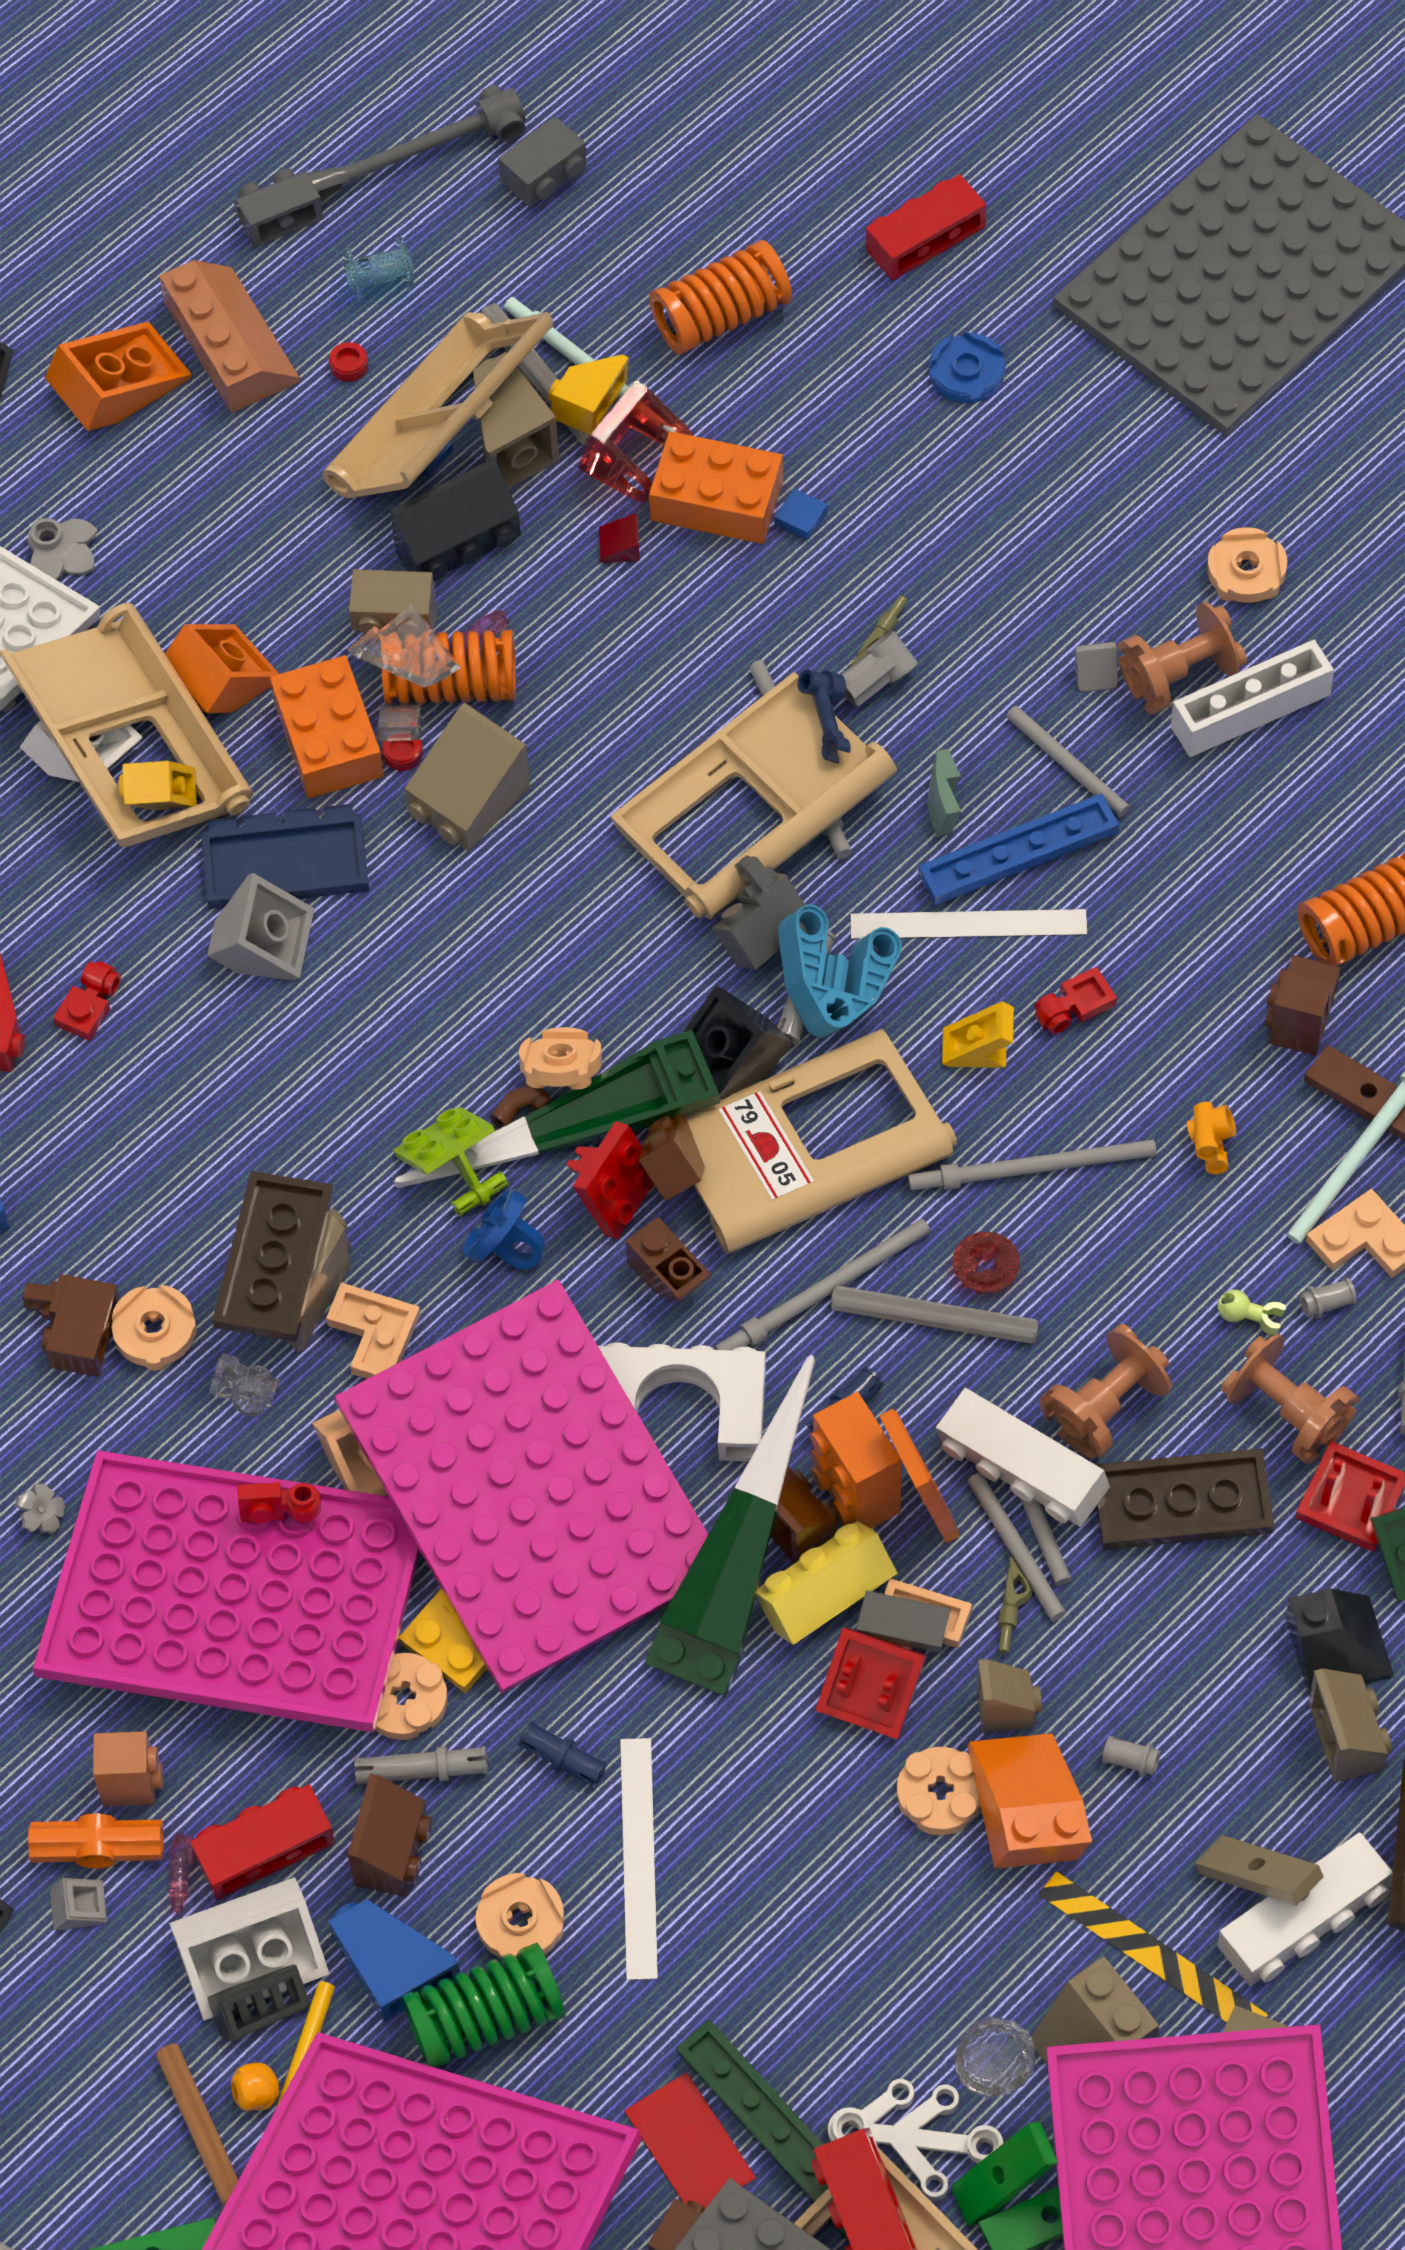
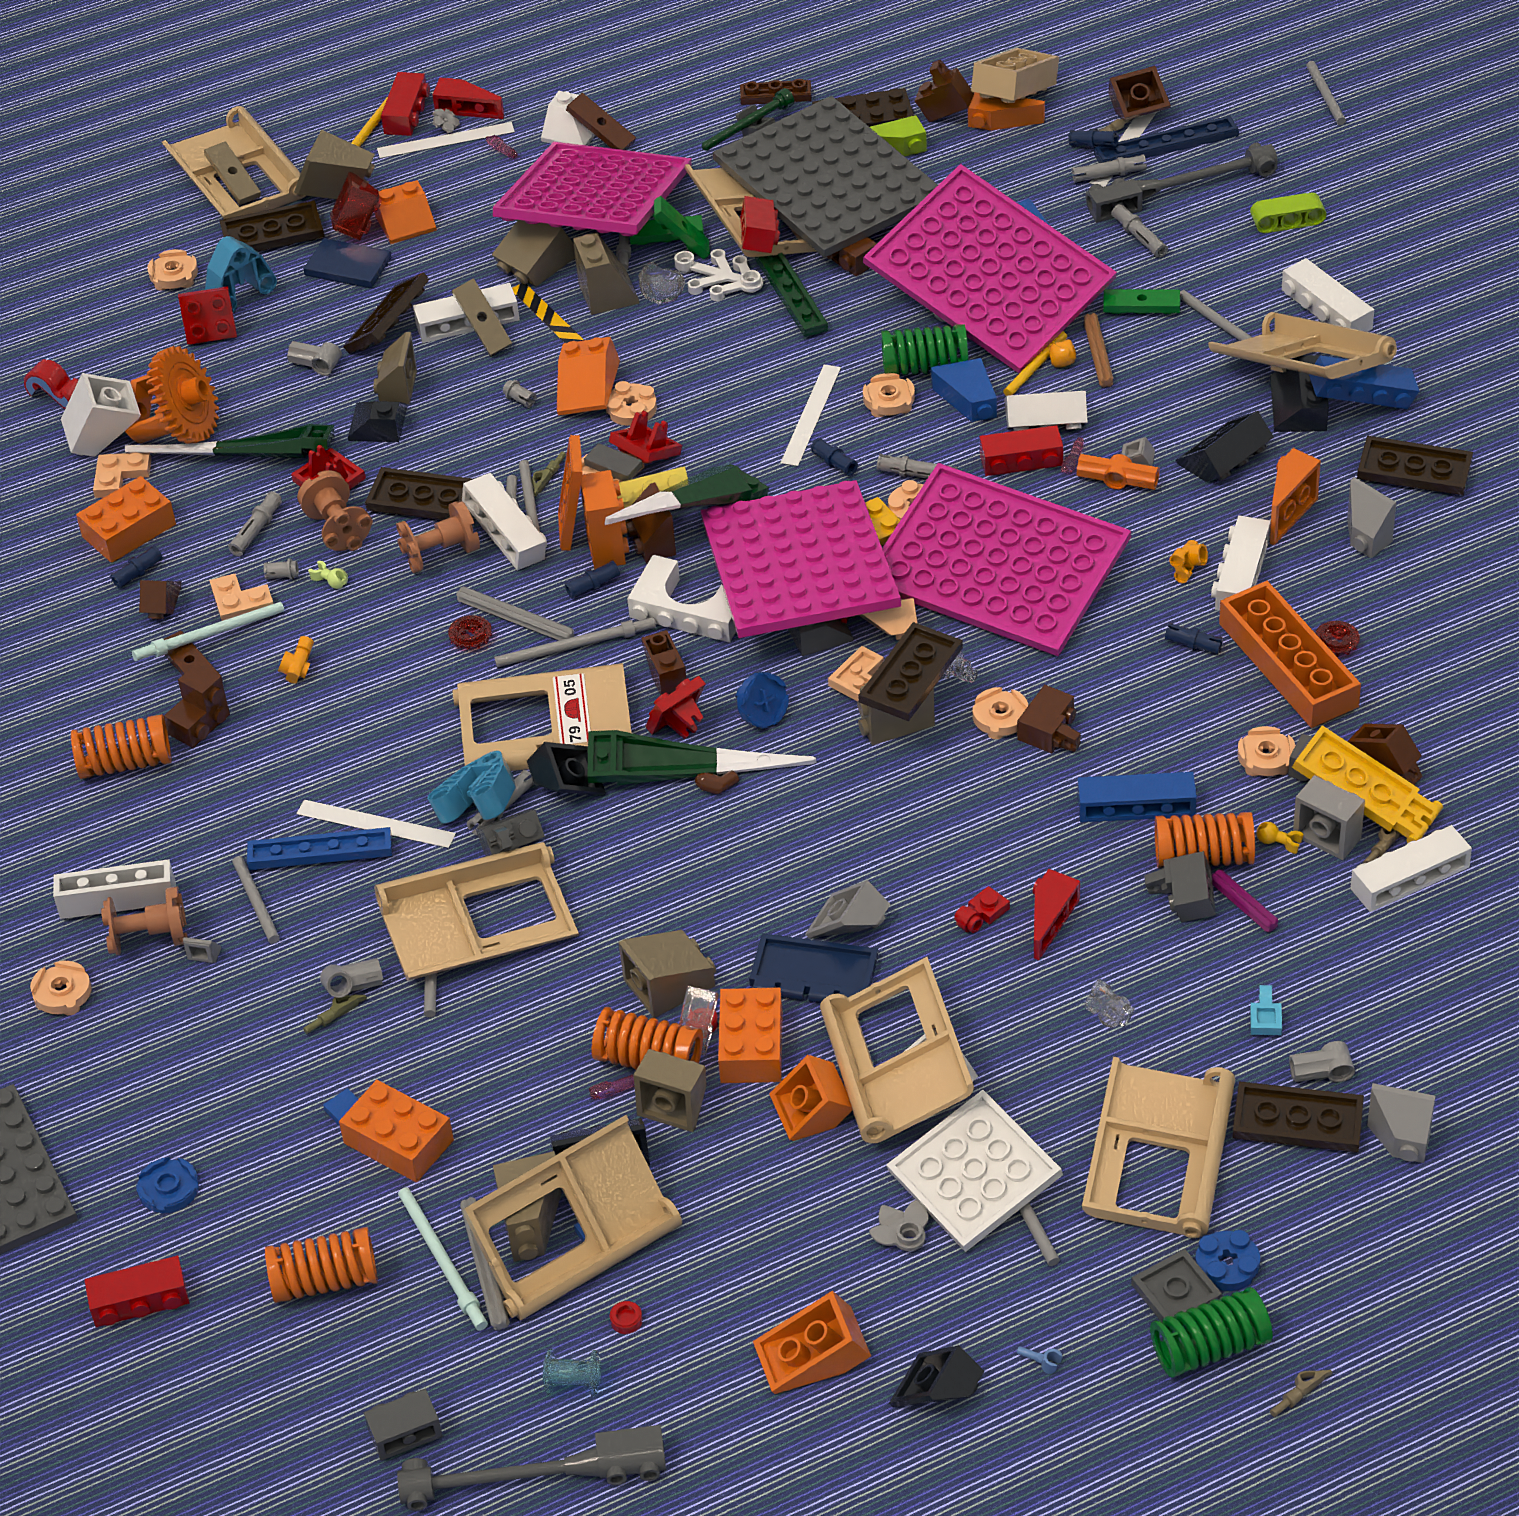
camera: 160 degrees left, 15 degrees down
(40, 1509) = (1102, 633): light grey plant -> none
(126, 1769) = (1089, 484): nougat brick -> none
(158, 785) = (885, 1005): yellow brick -> none
(221, 2001) = (1055, 383): pearl dark grey slope -> none
(226, 333) = (711, 1358): nougat slope -> none
(267, 1502) = (960, 581): red plate -> none
(388, 1838) = (950, 432): reddish brown slope -> none
(407, 649) = (673, 1024): clear slope -> none
(447, 1140) = (775, 758): lime plate -> none
(560, 1059) = (686, 802): light nougat plate -> none
(588, 392) = (446, 1213): yellow slope -> none
(620, 540) = (482, 1121): dark red slope -> none
(636, 410) = (430, 1180): clear red hose -> none
(671, 1156) = (634, 704): reddish brown slope -> none
(688, 2141) = (837, 298): red sticker -> none
(827, 690) = (399, 958): dark blue brick -> none
(941, 801) = (353, 887): sand green slope -> none
(952, 1176) = (405, 676): light grey bar -> none
(979, 1038) = (408, 742): yellow slope -> none
(1006, 1697) = (575, 419): dark tan slope -> none
(1083, 994) = (328, 753): red plate -> none

